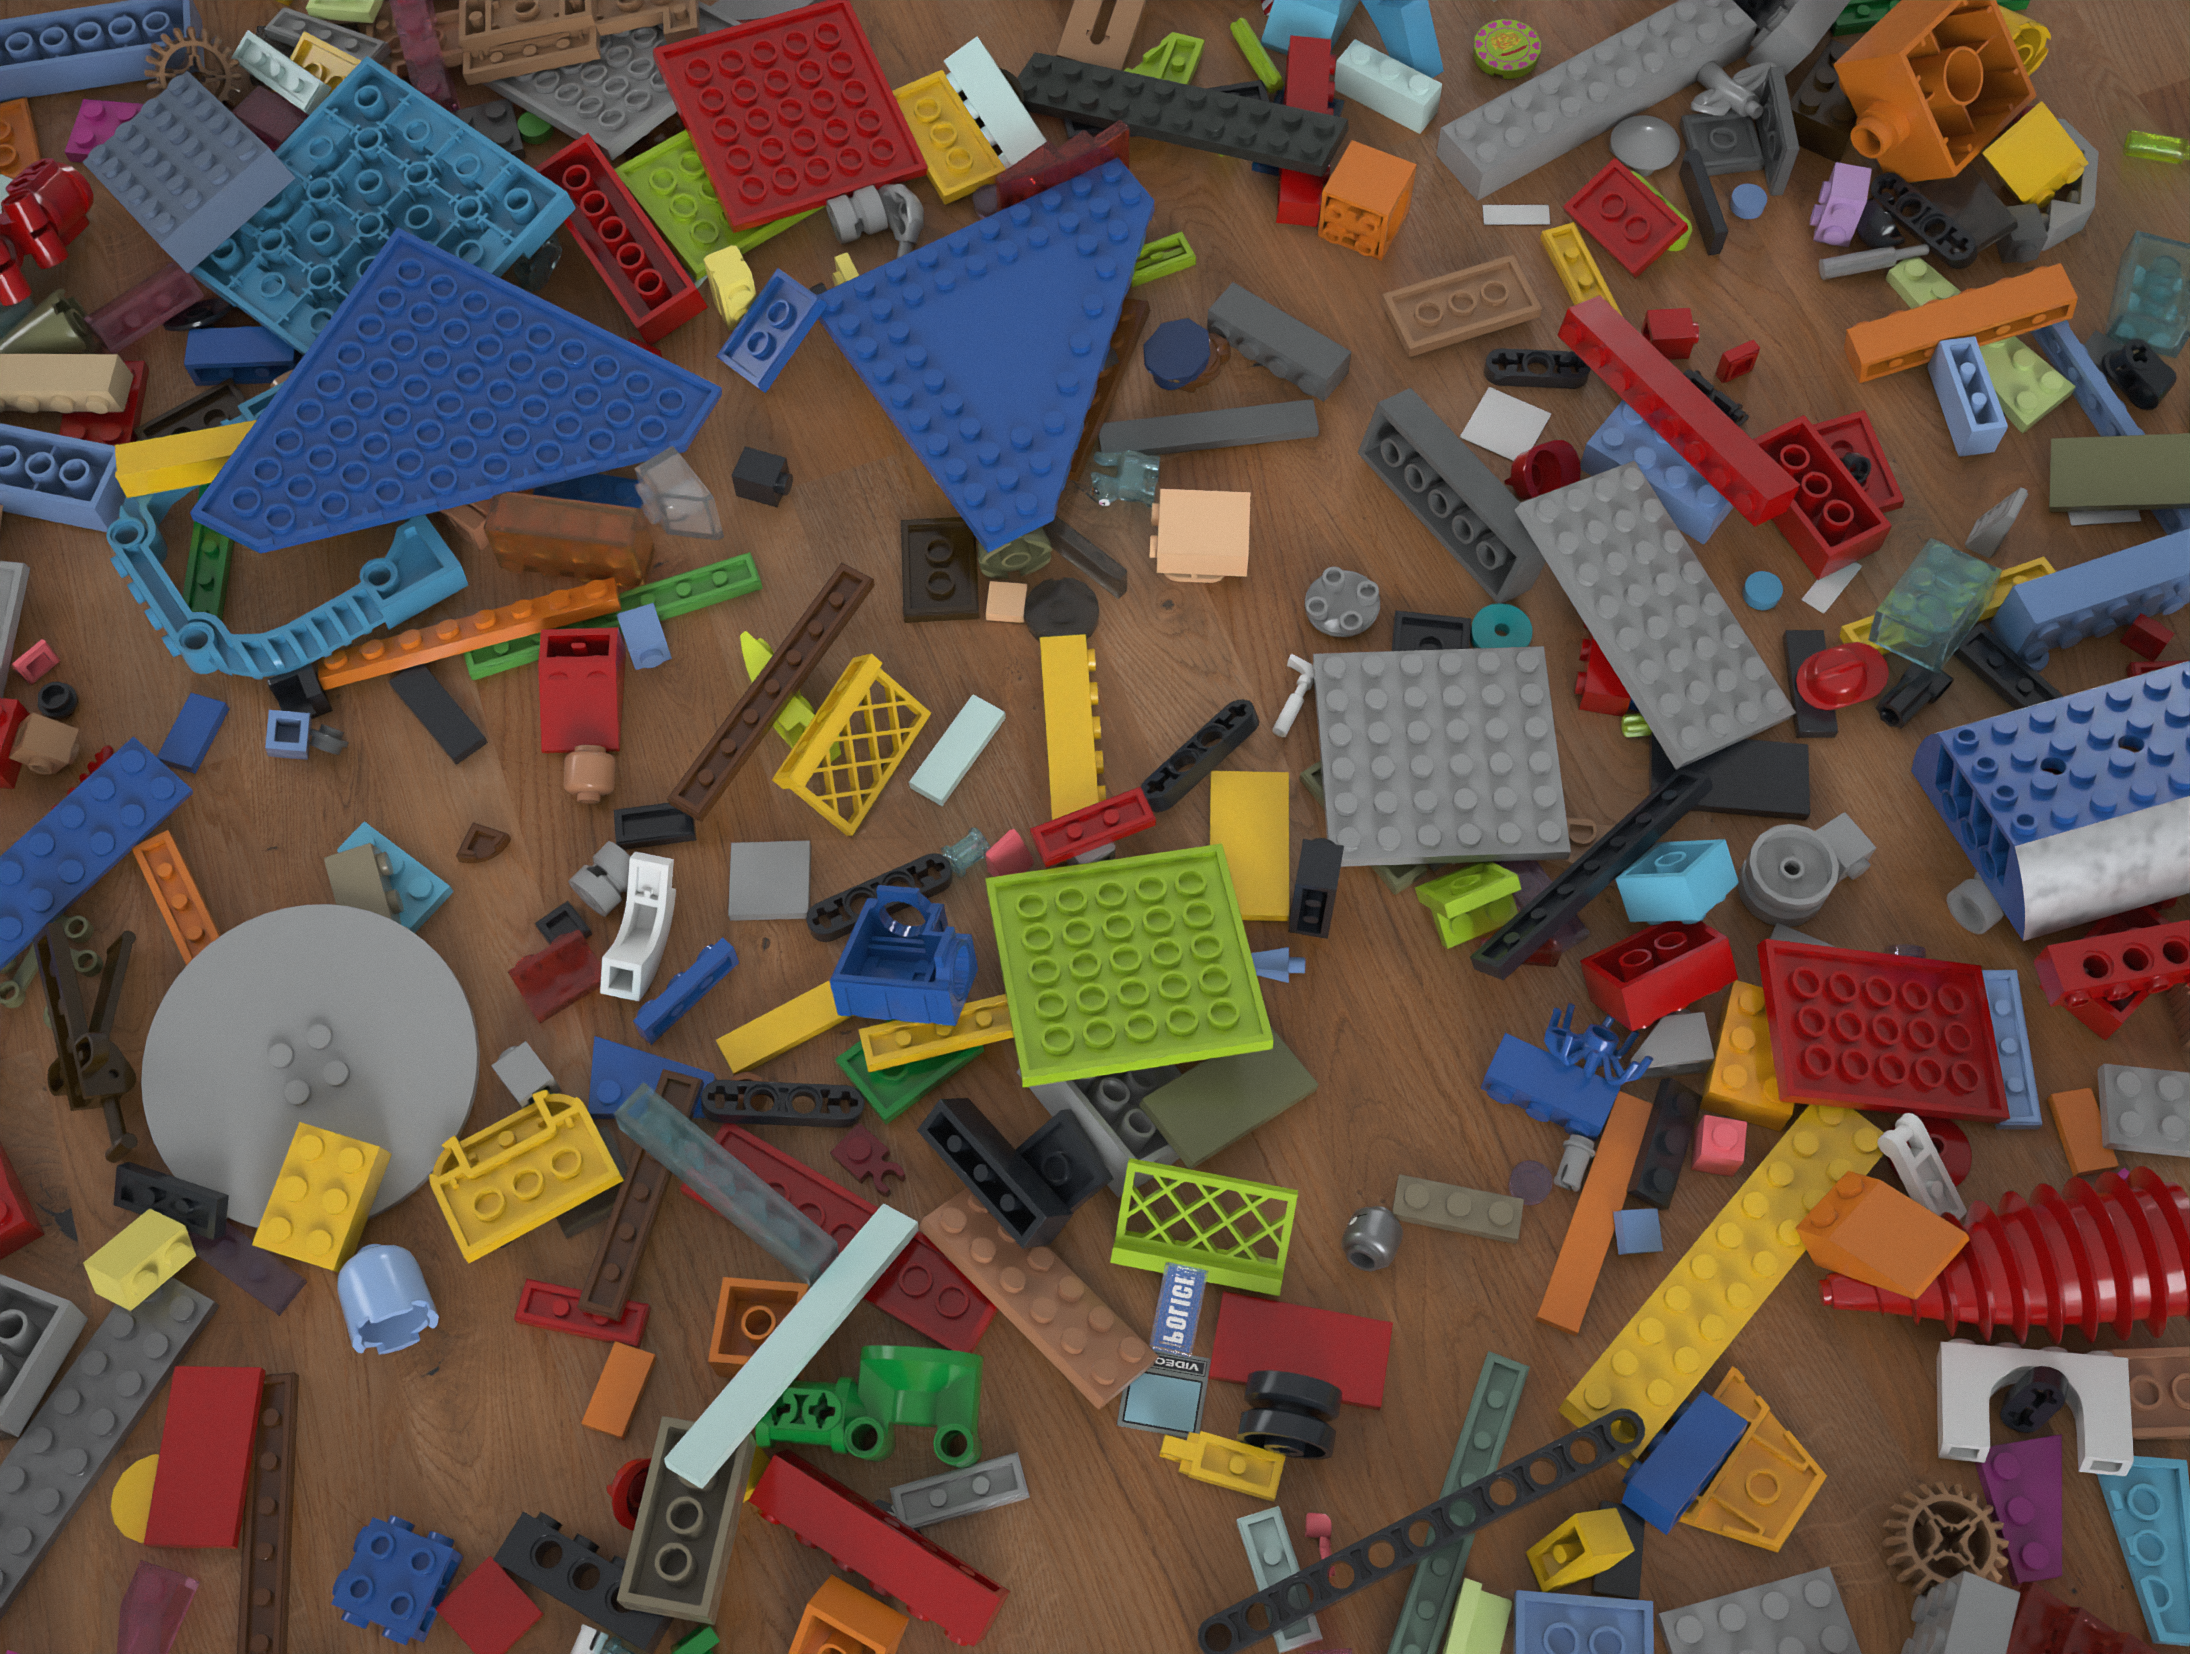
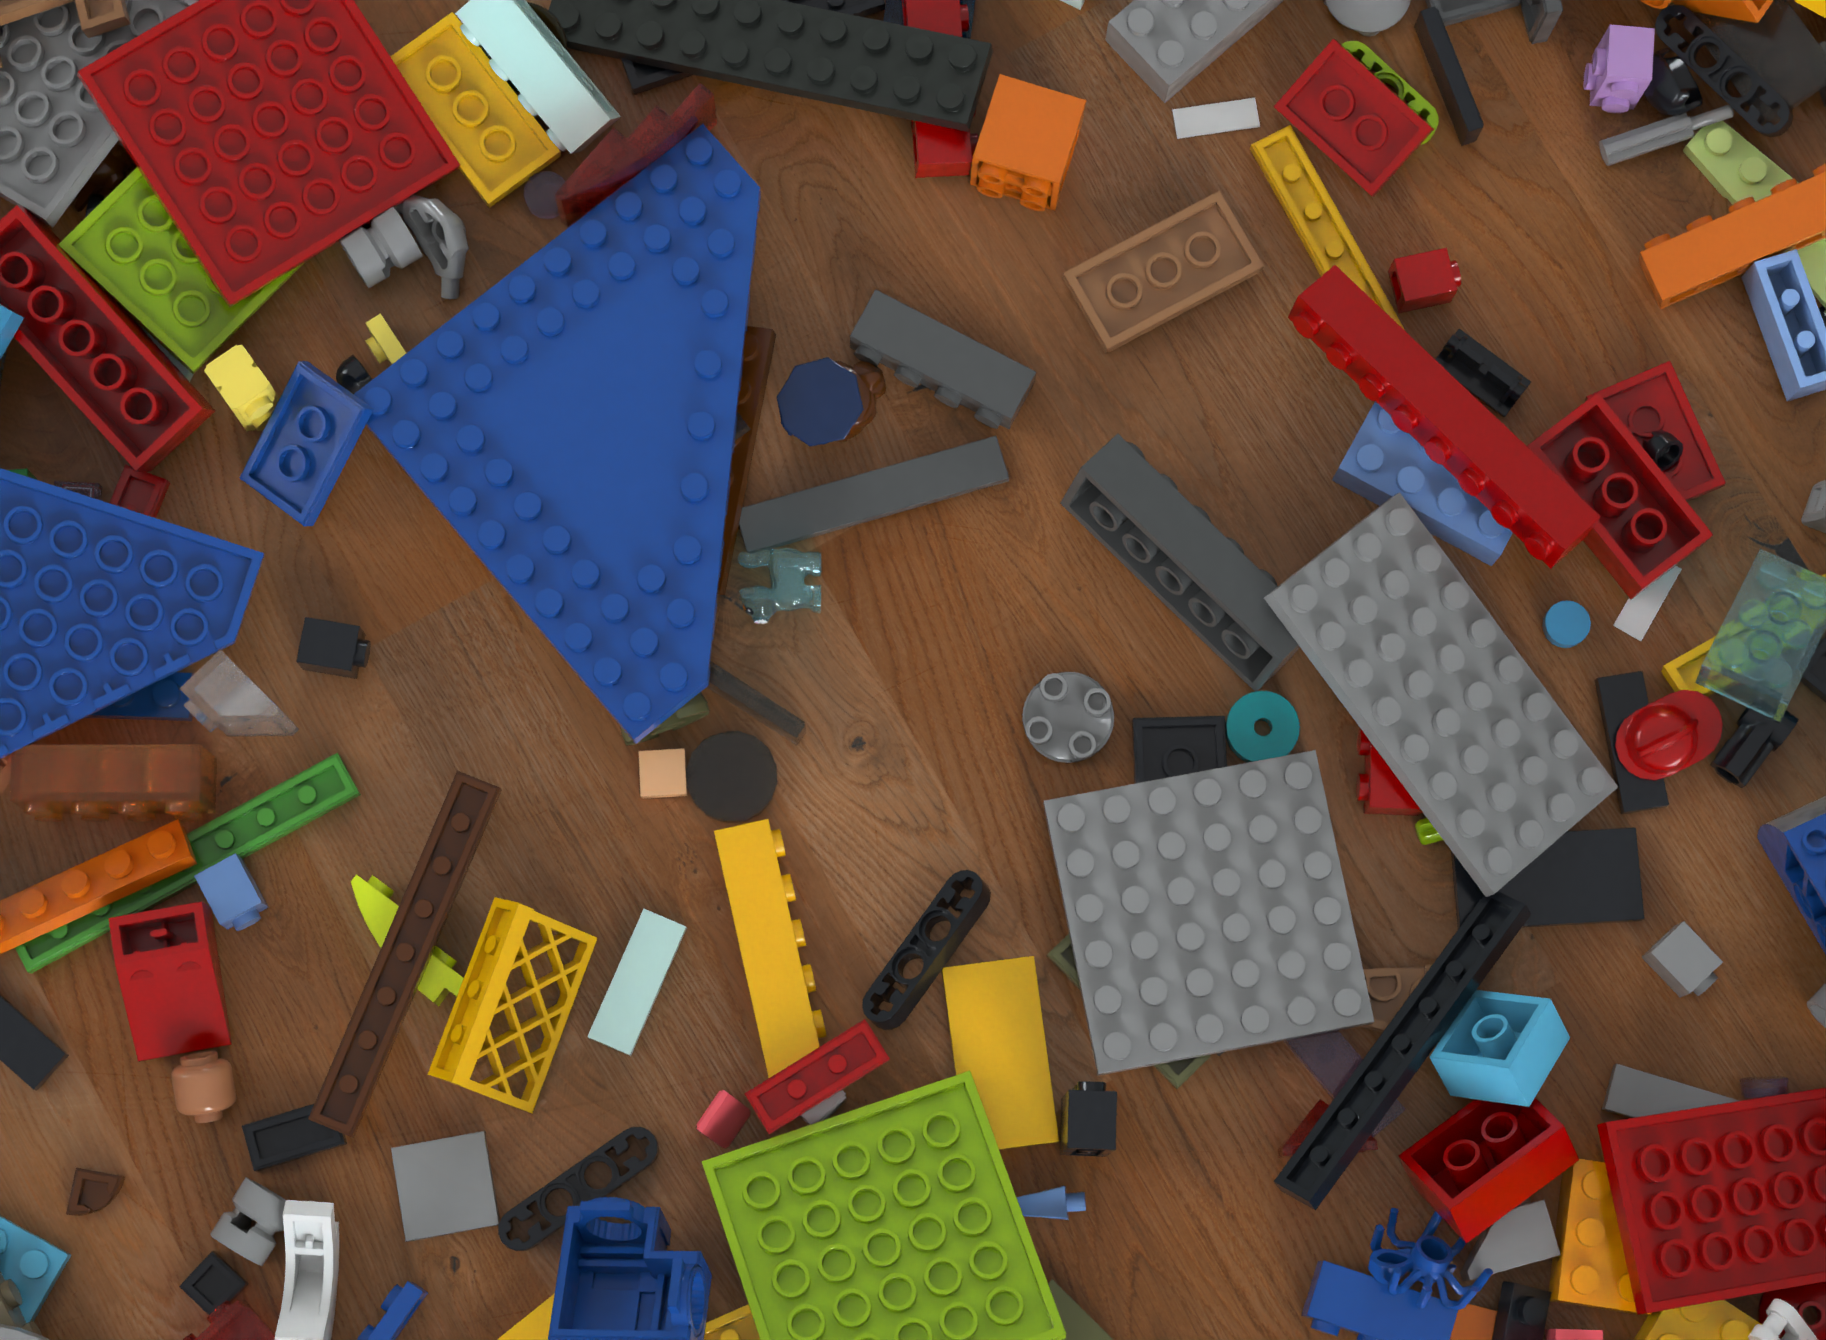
camera: 15 degrees left, 15 degrees up
(939, 570) = (571, 744): dark brown tile -> none
(966, 851) = (671, 1118): clear light blue bush -> none
(1163, 263) = (792, 259): lime tile -> none
(1201, 534) = (887, 656): light nougat brick -> none
(1296, 699) = (1029, 854): white piece -> none
(1470, 901) = (1263, 1092): lime bracket -> none
(1505, 424) = (1236, 432): white sticker -> none
(1526, 378) = (1232, 341): black beam -> none
(1544, 469) = (1292, 506): red piece -> none
(1737, 361) = (1511, 308): red tile -> none
(1748, 201) = (1504, 61): medium blue tile -> none
(1787, 875) = (1647, 994): light grey wheel -> none

